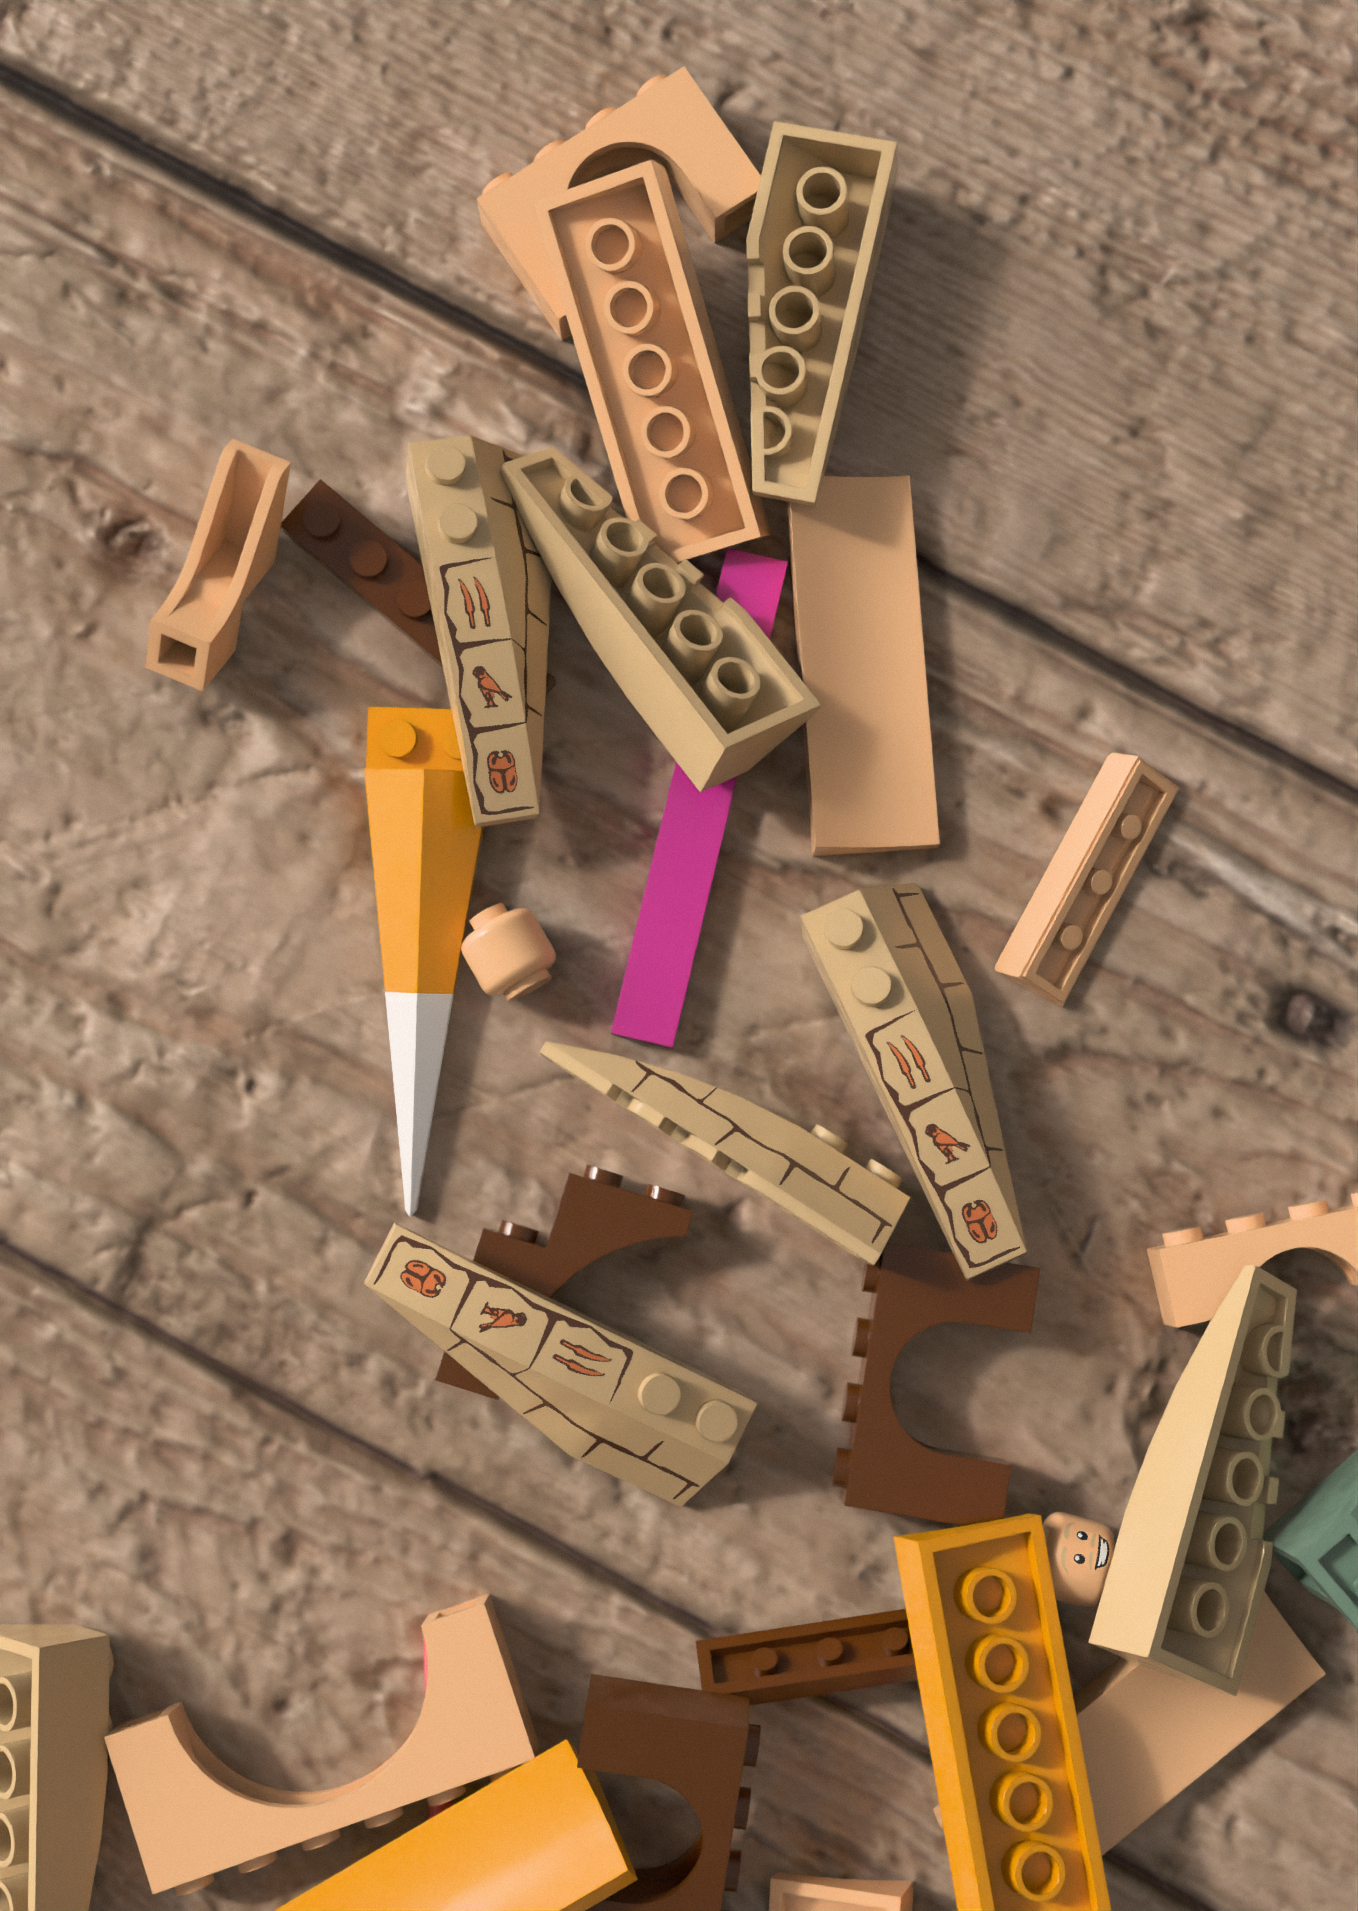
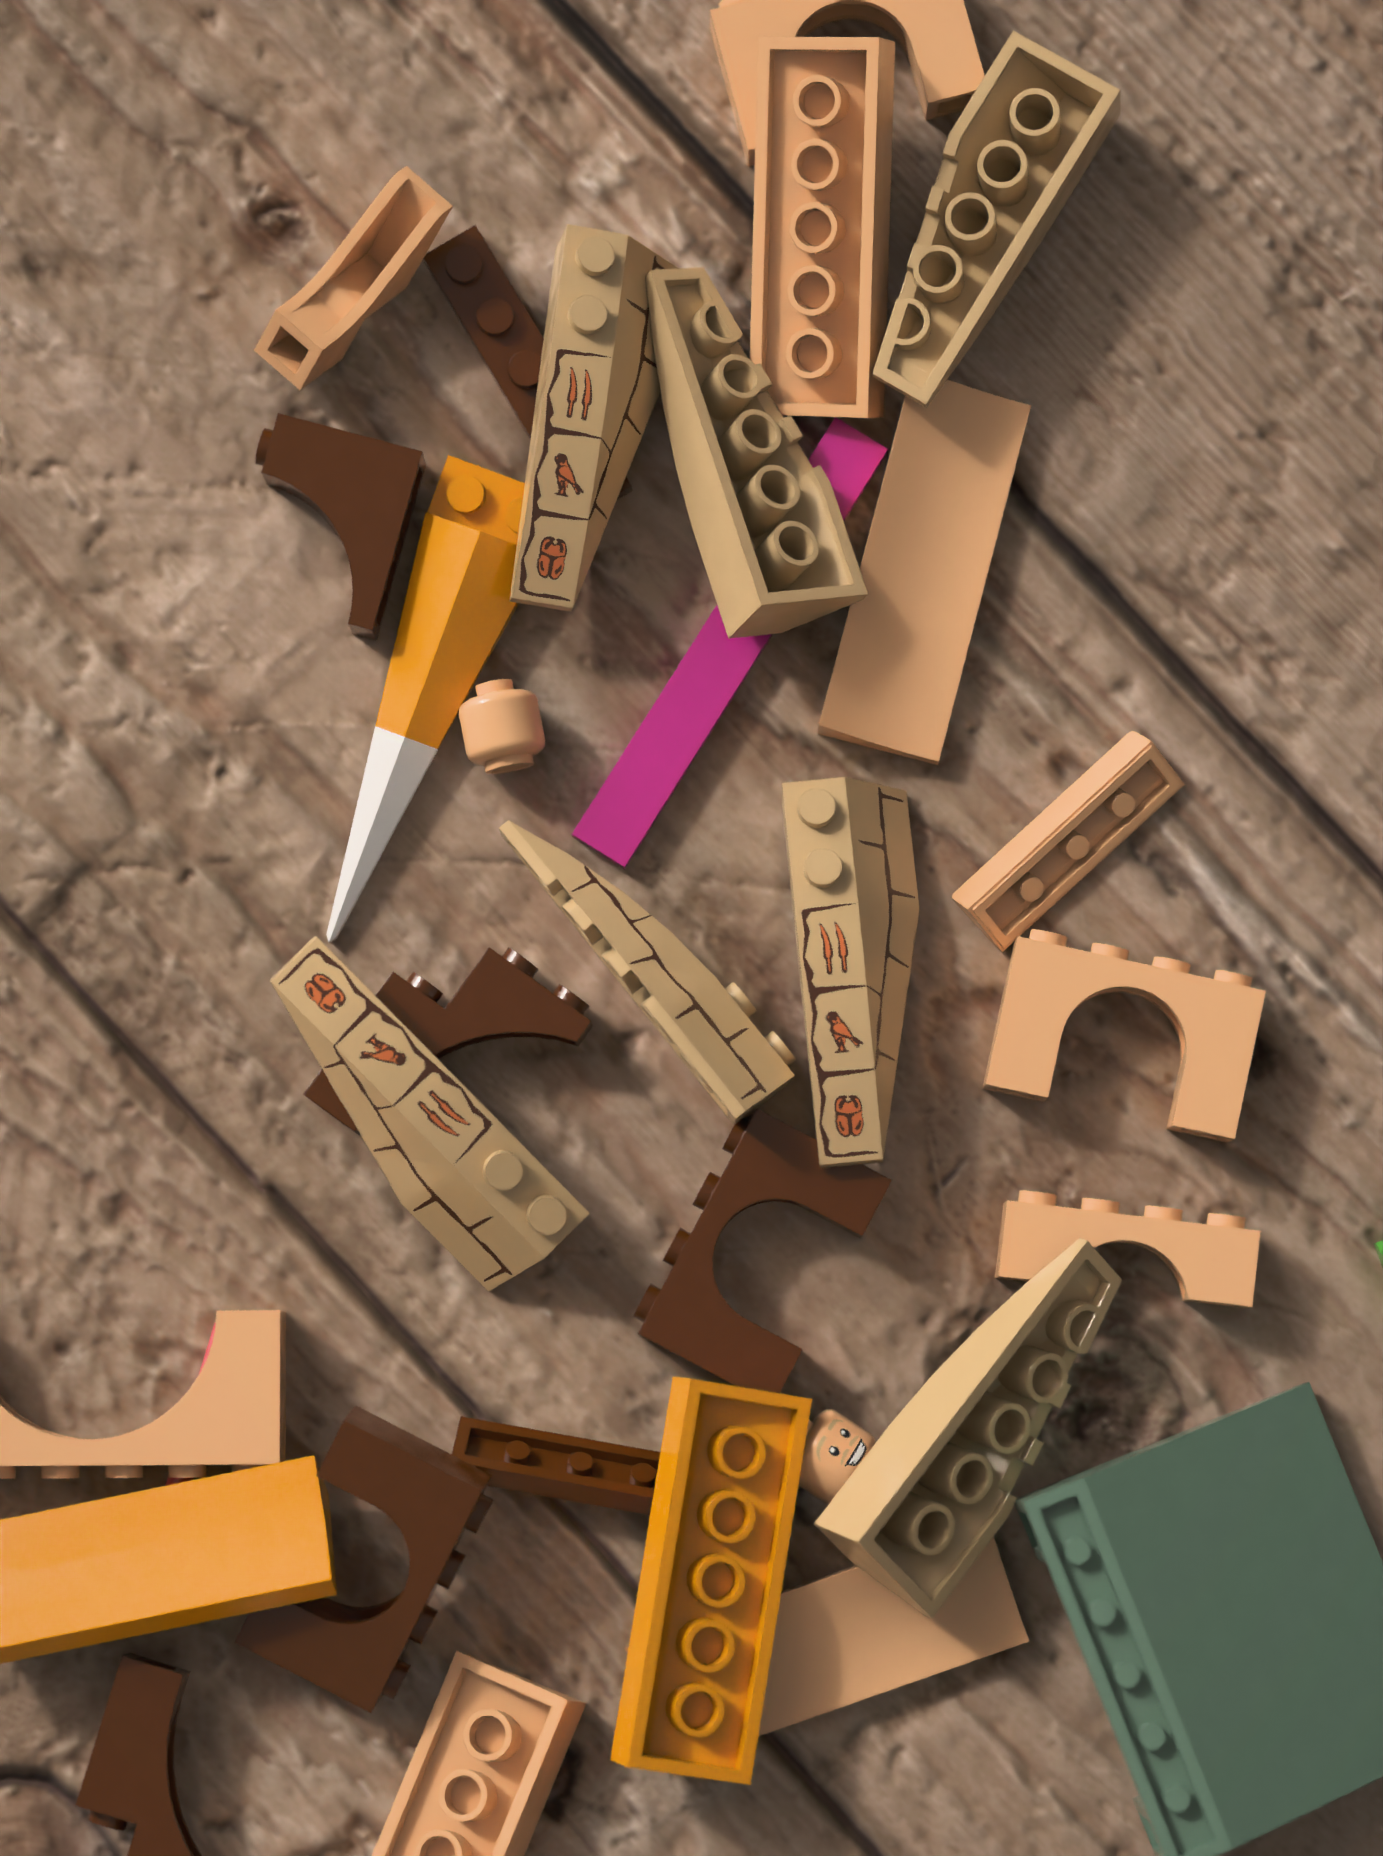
camera: 20 degrees right, 0 degrees up
(293, 767) = (362, 492): none -> reddish brown arch
(1289, 1006) = (1211, 1018): none -> light nougat arch

